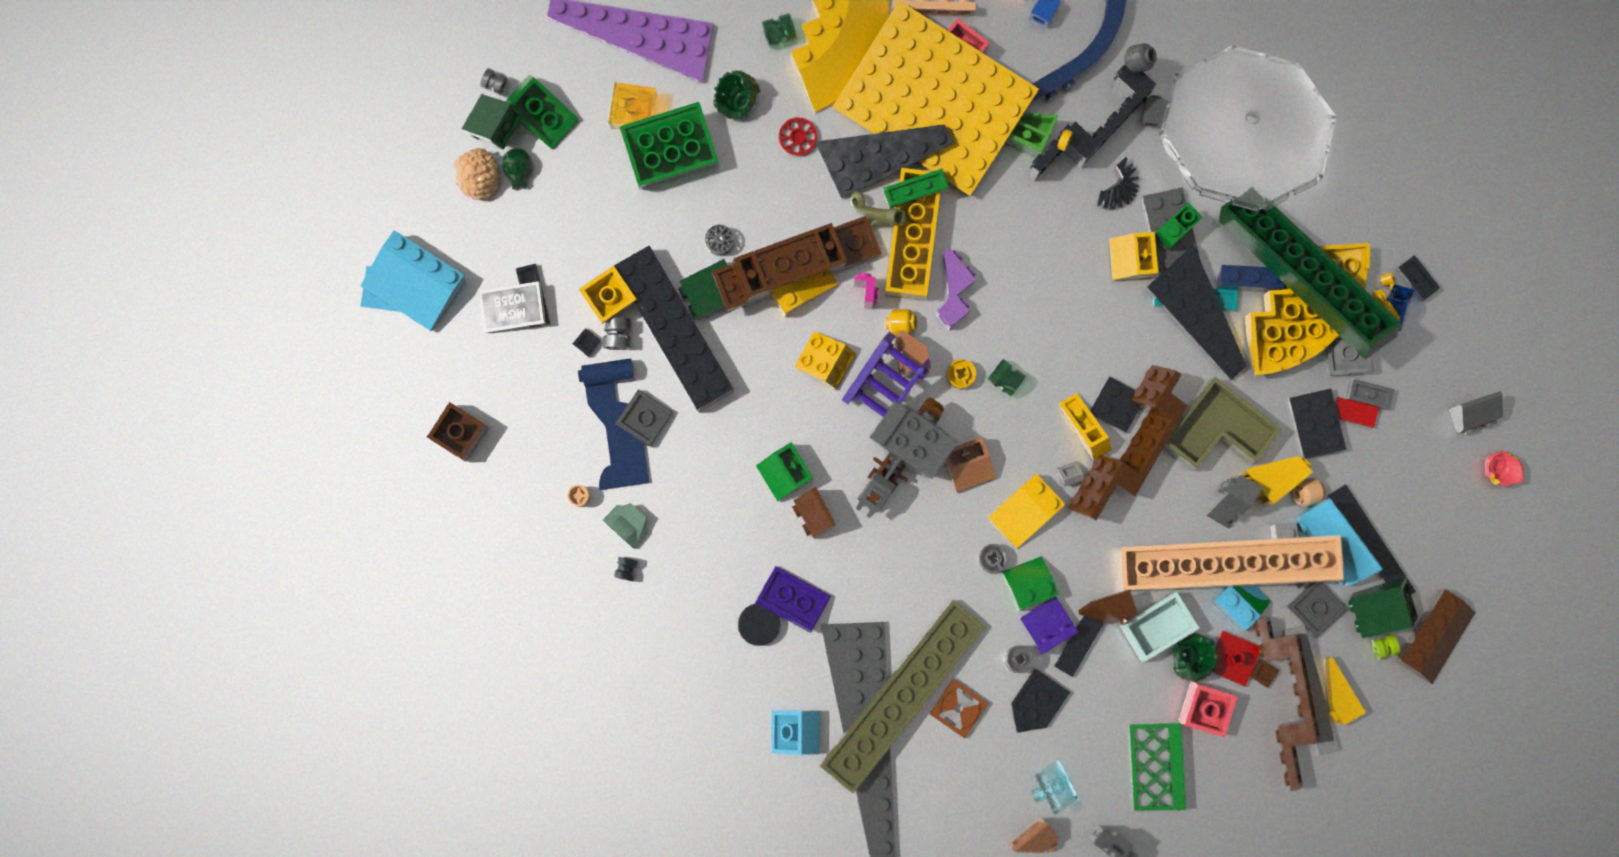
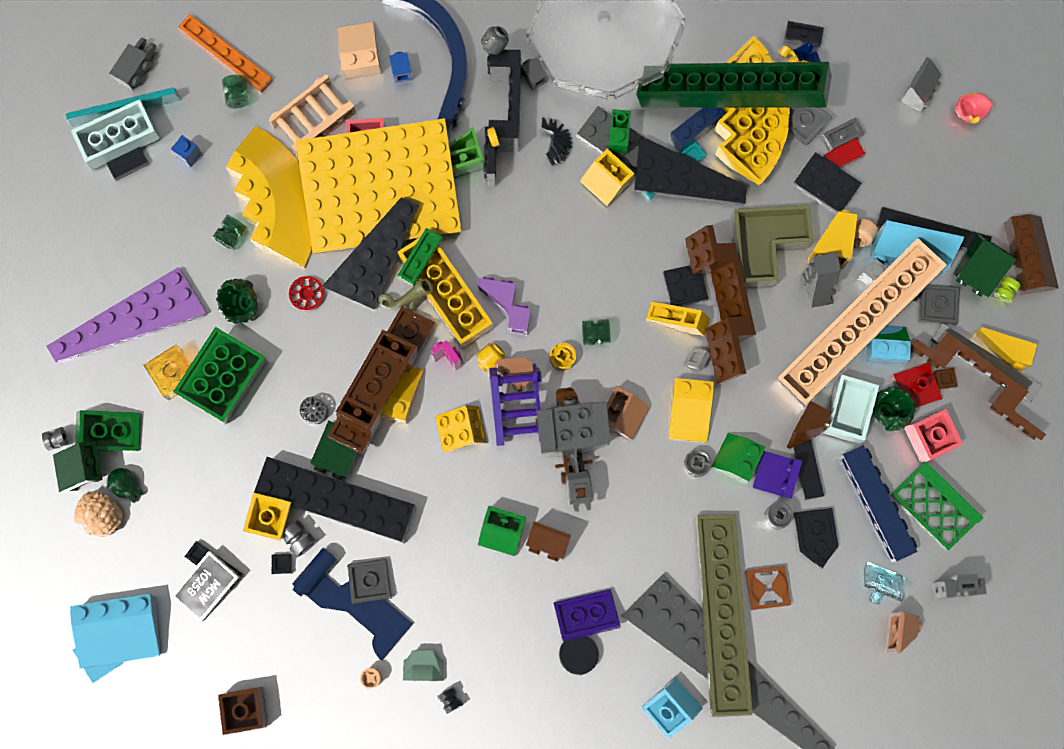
camera: 40 degrees left, 5 degrees down
(1110, 722) = (878, 504): none -> dark blue brick

